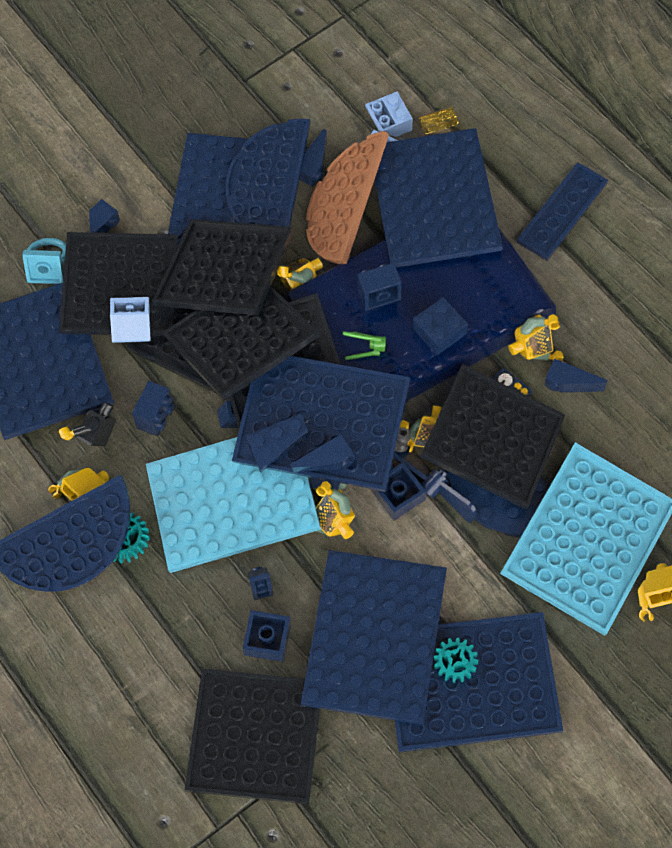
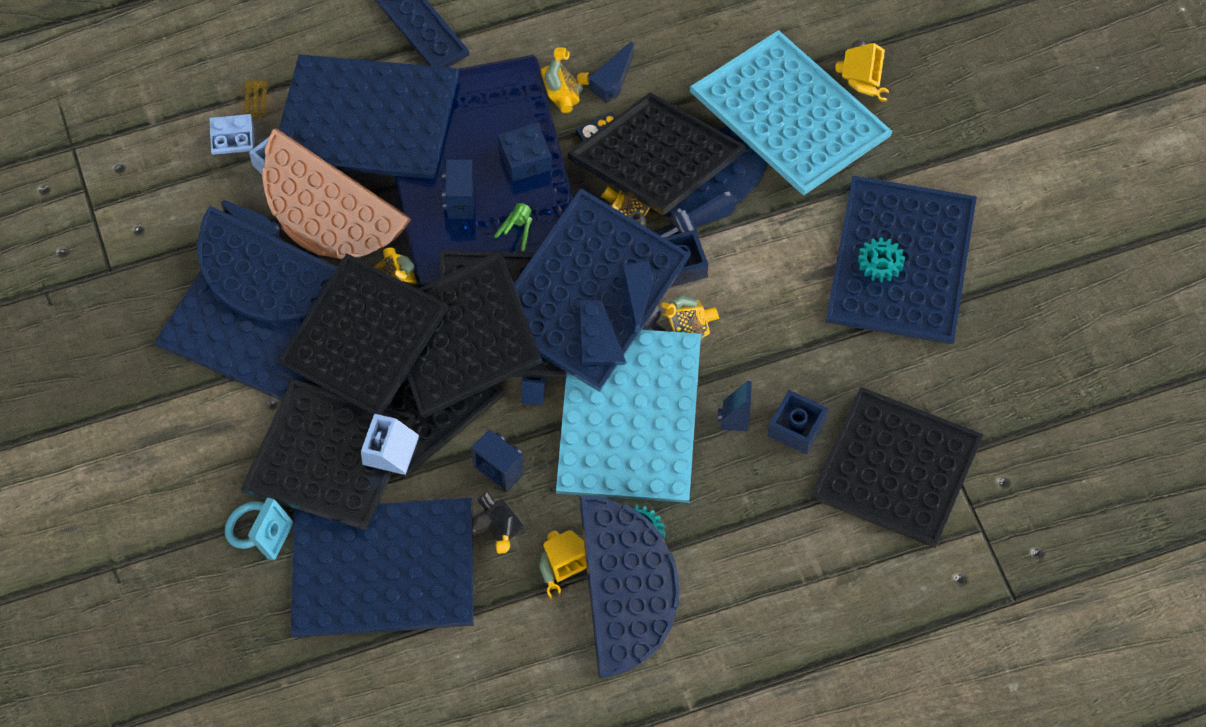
camera: 75 degrees left, 5 degrees down
(103, 217) = (229, 457): dark blue slope -> none
(374, 637) = (830, 325): dark blue plate -> none

